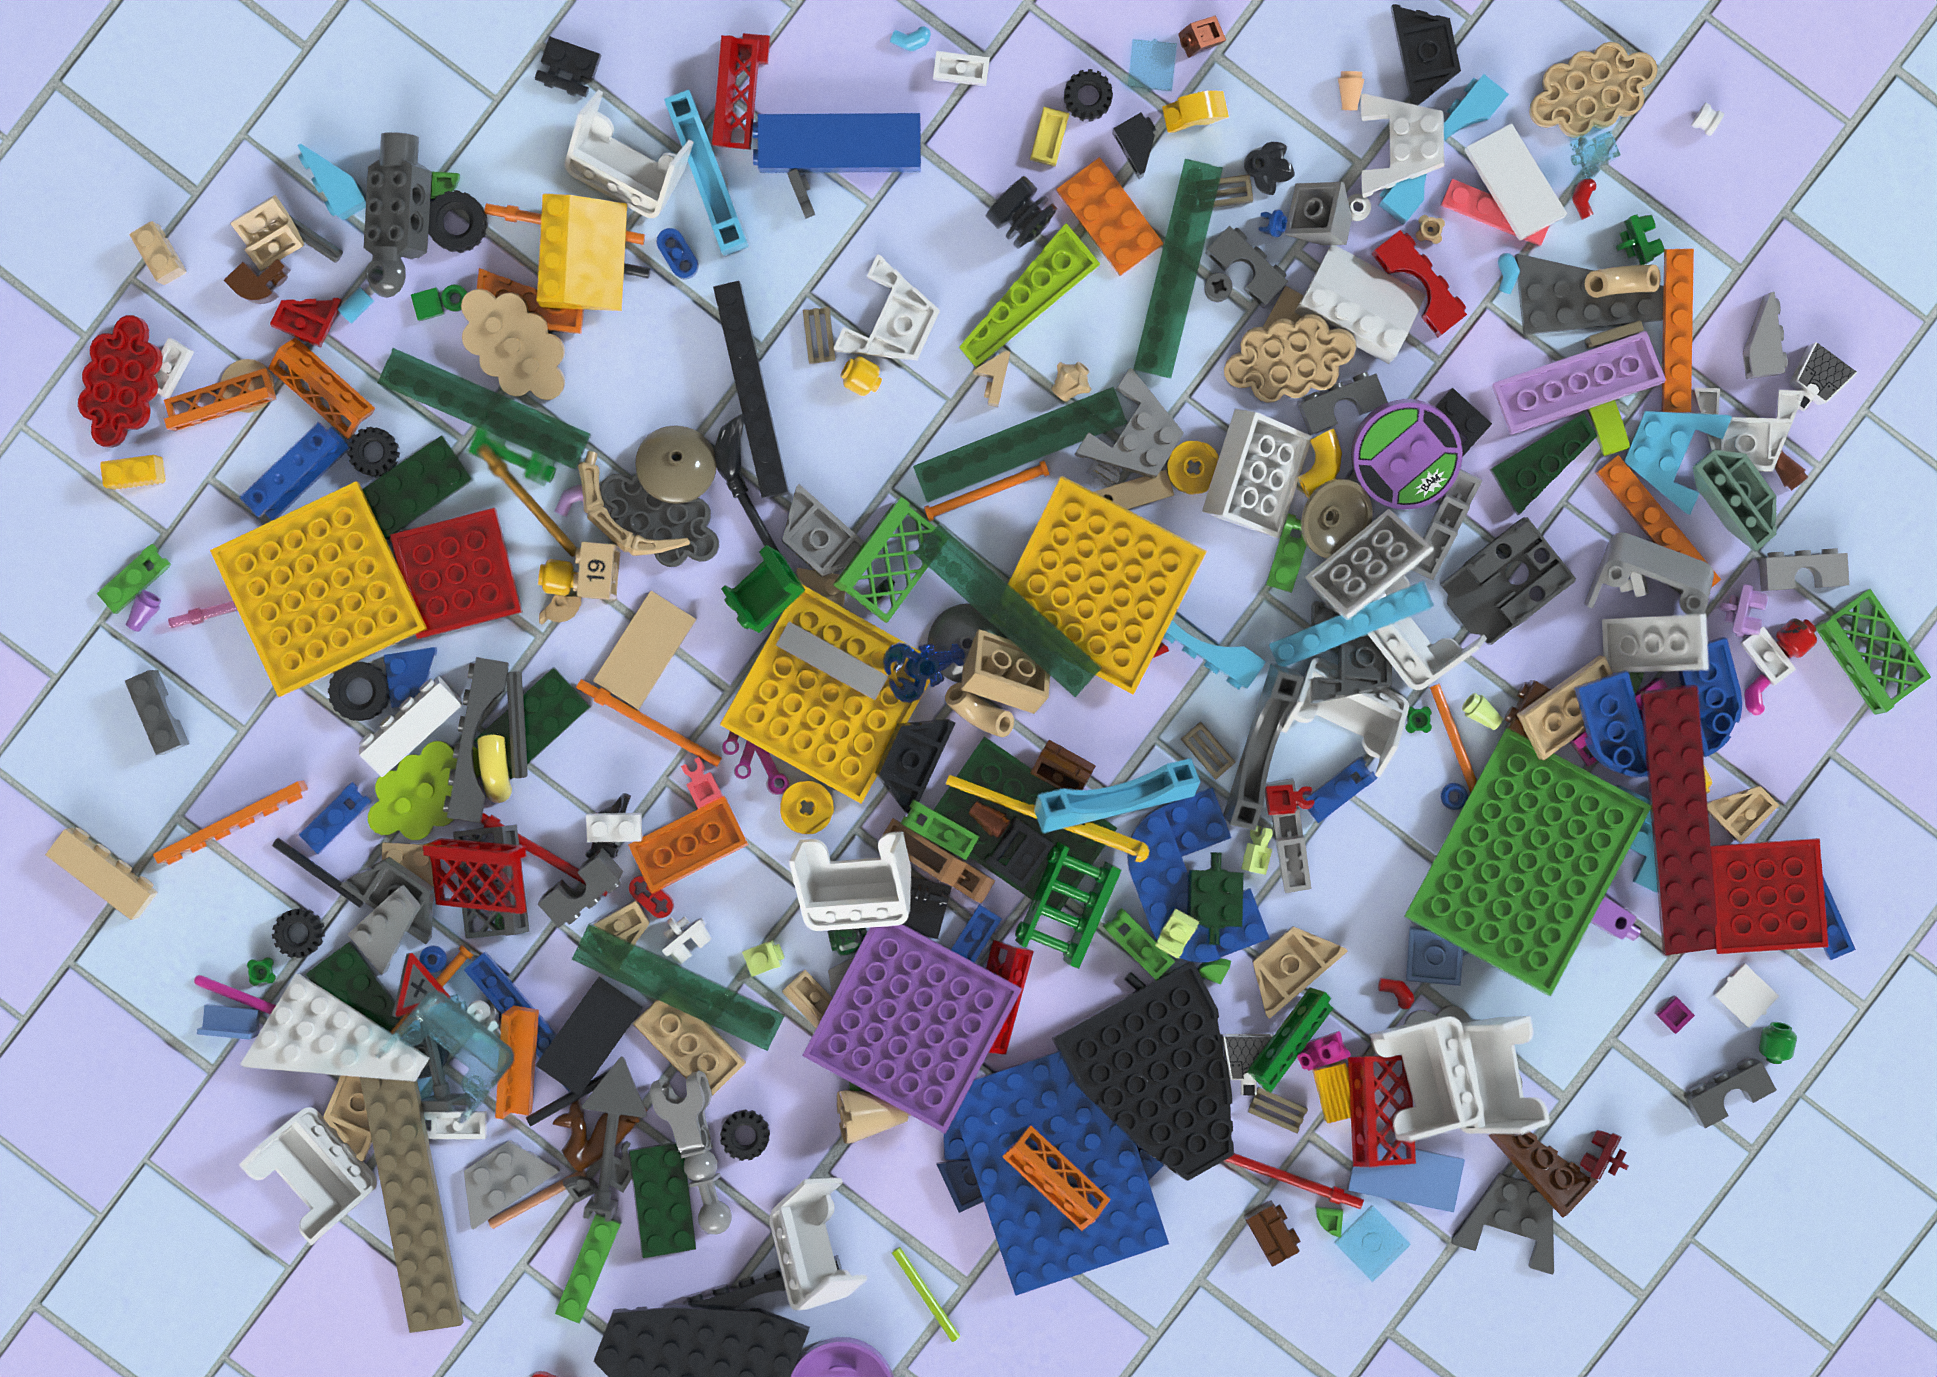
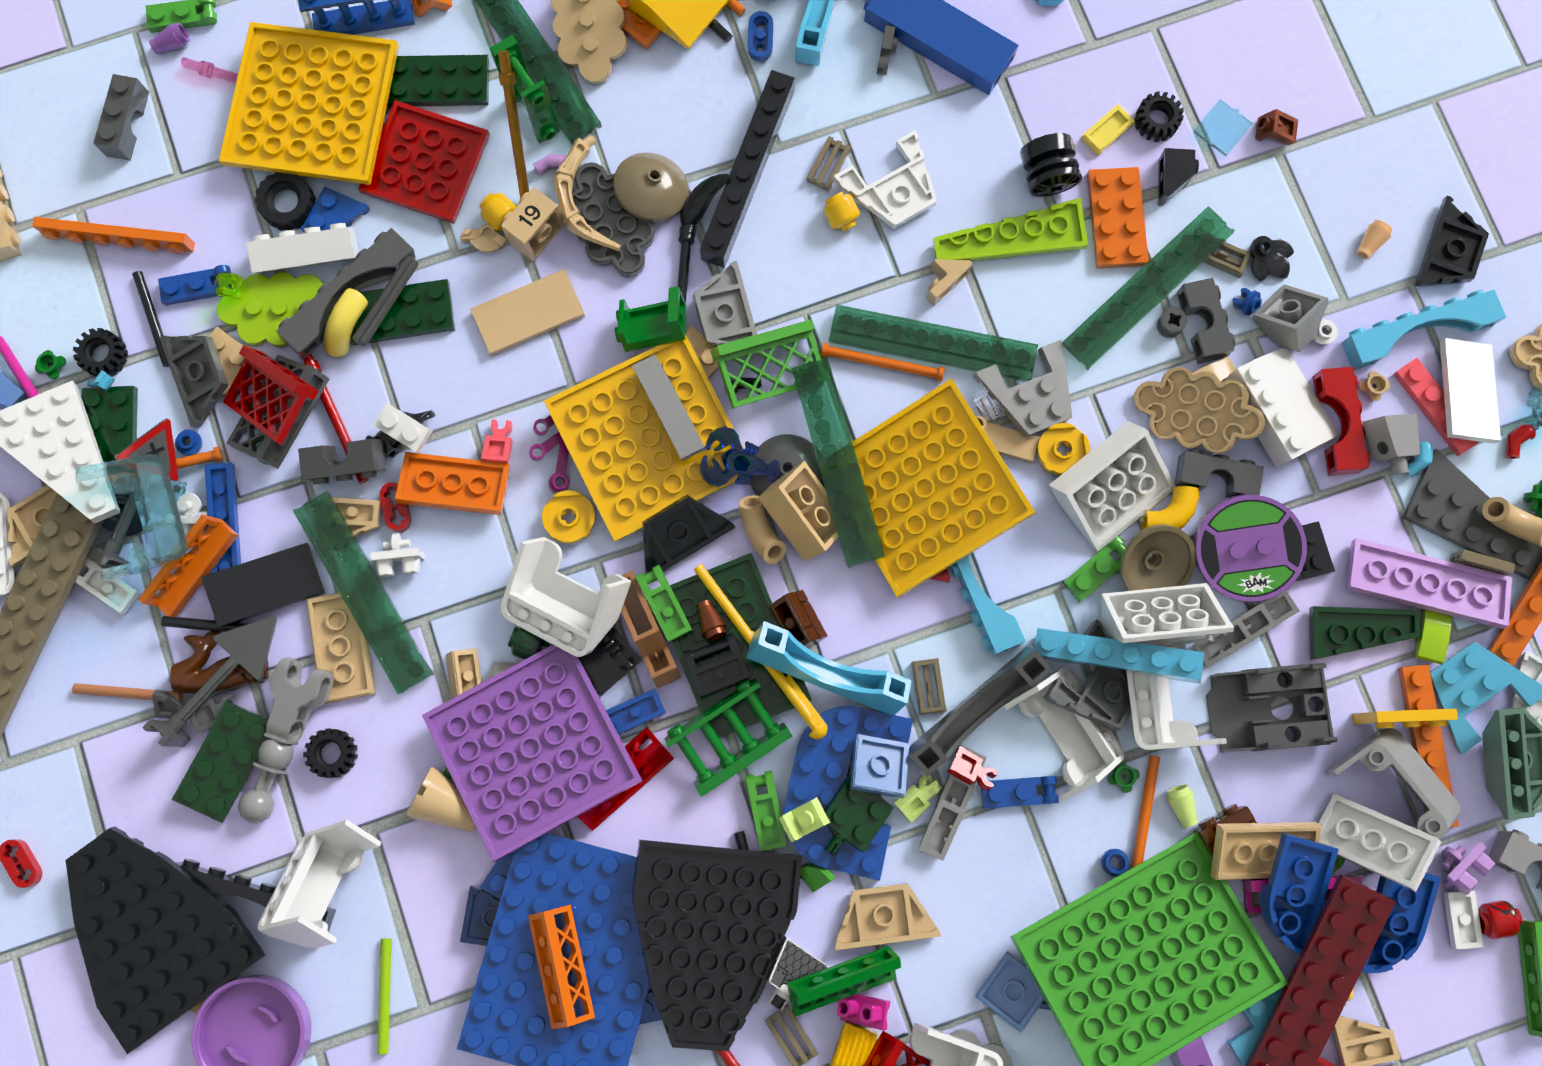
camera: 35 degrees right, 10 degrees down
(321, 956) = (102, 380): none -> medium azure hand
(357, 447) = (422, 22): black tyre -> none
(372, 794) = (229, 278): none -> clear neon green plate
(384, 928) = (167, 390): light grey wing -> none
(502, 1180) = (110, 658): light grey wing -> none
(587, 1268) = (123, 780): bright green plate -> none
(603, 698) = (470, 328): orange bar -> none
(763, 957) = (449, 616): yellowish green bracket -> none
(961, 68) = (1071, 37): white plate -> none
(1071, 380) = (1007, 318): tan rock -> none
(1195, 109) = (1241, 174): yellow brick -> none
(1210, 847) = (879, 766): none -> tile
(1400, 990) = (964, 1001): red arm -> none
(1414, 141) = (1405, 306): white wing -> none
(1474, 273) = (1393, 440): none -> light grey torso
(1627, 519) = (1409, 718): none -> yellow wing
(1637, 583) = (1383, 781): white tile -> none
(1753, 695) = (1430, 947): dark pink arm -> none

